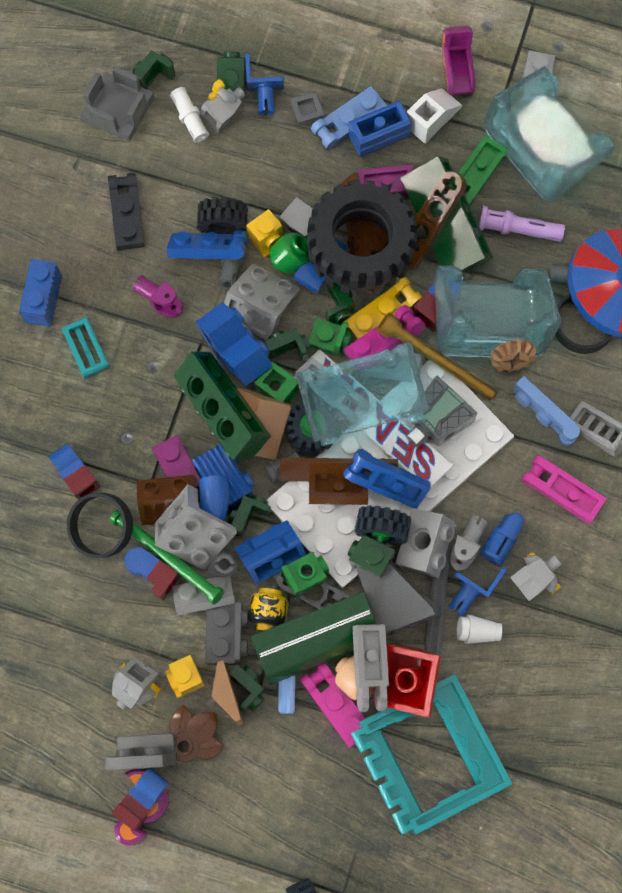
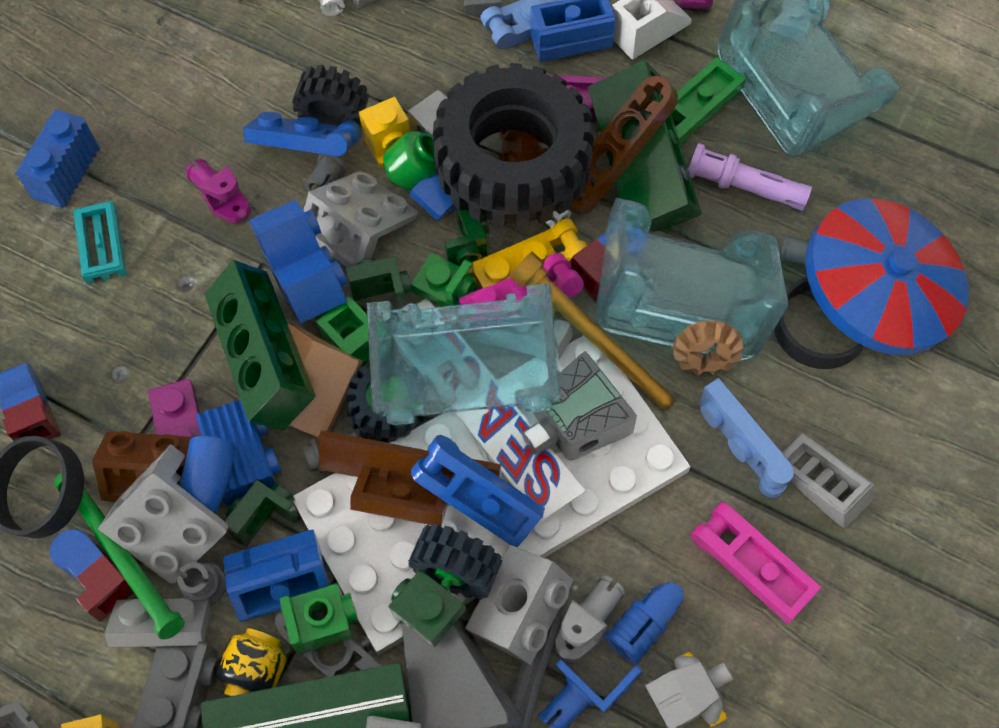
camera: 10 degrees right, 10 degrees down
(126, 212) = (208, 82): black plate -> none

